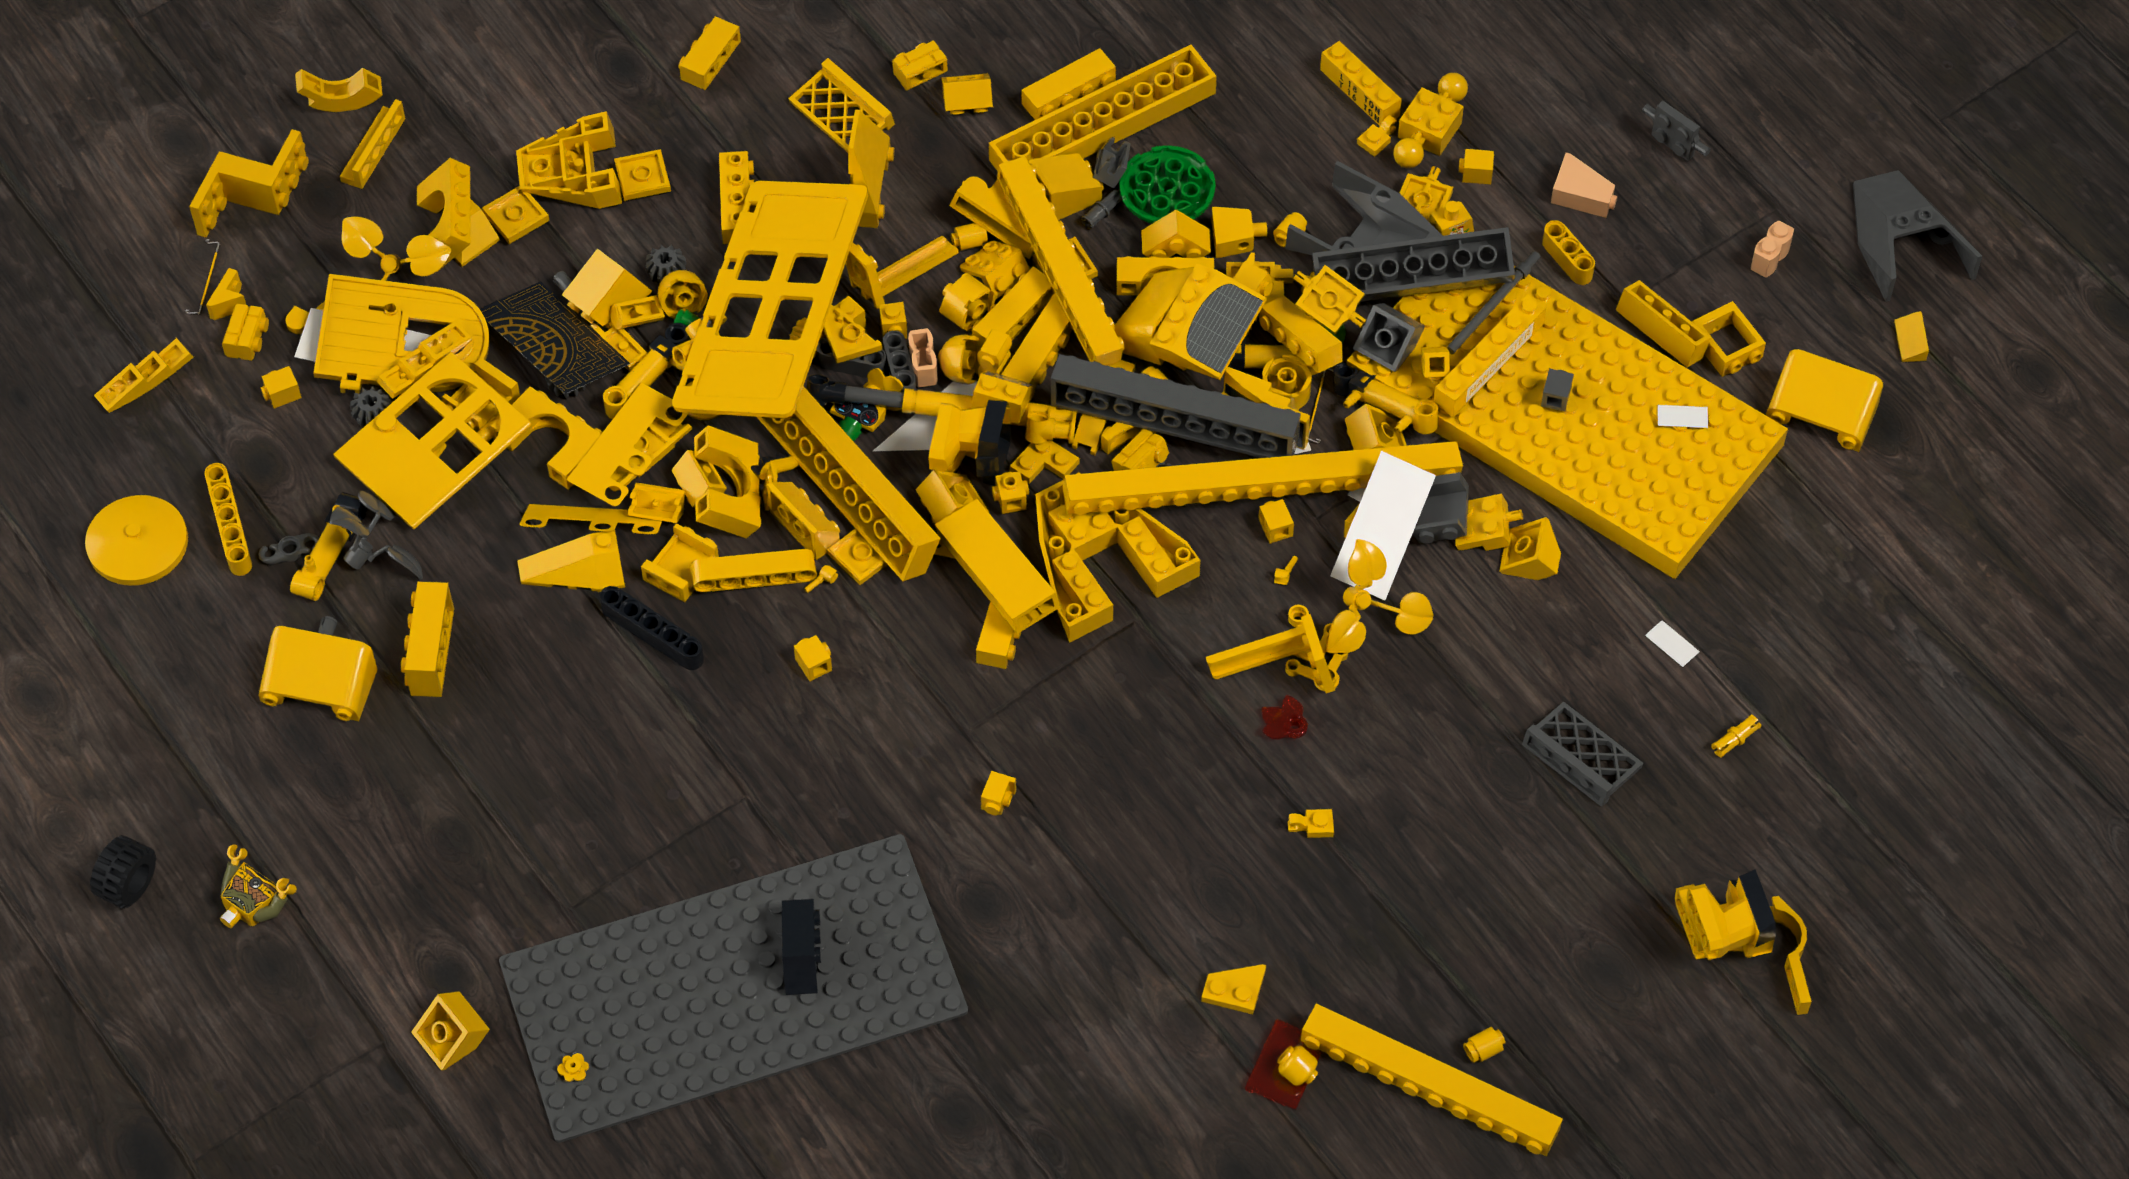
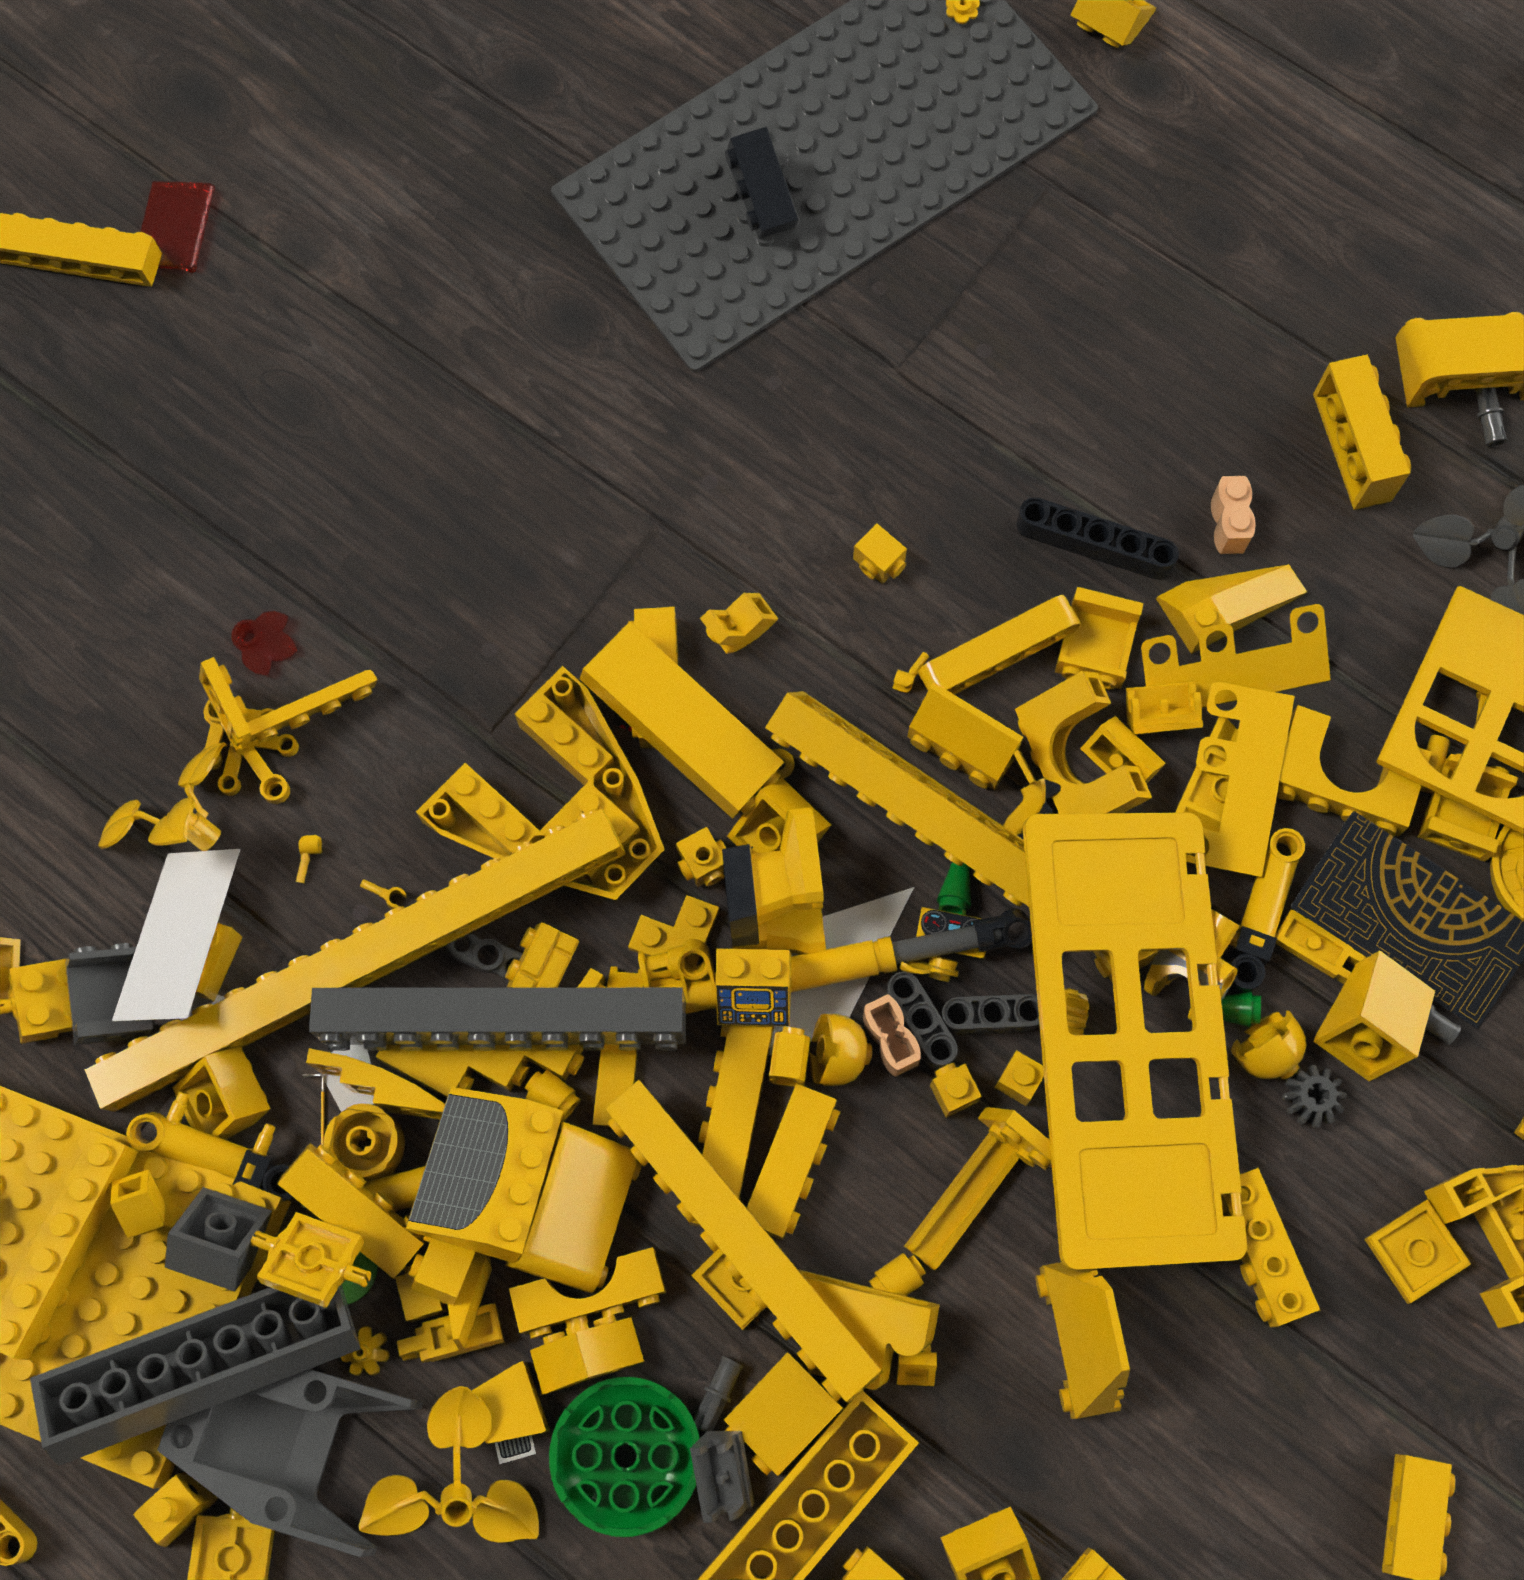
camera: 165 degrees right, 15 degrees up
(250, 894) = (1408, 90): torso -> none
(547, 616) = (1233, 515): none -> light nougat brick
(636, 312) = (1317, 992): yellow brick -> none
(846, 337) = (1008, 1022): yellow wing -> none
(851, 90) = (1158, 1501): yellow fence -> none
(856, 557) = (878, 716): yellow tile -> none
(934, 636) = (740, 622): none -> yellow brick
(966, 301) = (858, 1145): yellow brick -> none
(997, 266) = (843, 1235): yellow bracket -> none
(997, 793) = (592, 441): yellow brick -> none
(1234, 533) = (383, 892): none -> yellow hand
(1235, 988) = (250, 293): yellow wing -> none
(1273, 177) = (500, 1517): none -> yellow plant
(1276, 521) = (332, 917): yellow brick -> none
(1280, 232) = (415, 1440): yellow brick -> none
(1297, 1065) = (153, 209): yellow head -> none
(1316, 823) = (196, 515): yellow plate -> none
(1522, 270) = (79, 1344): dark grey bar -> none

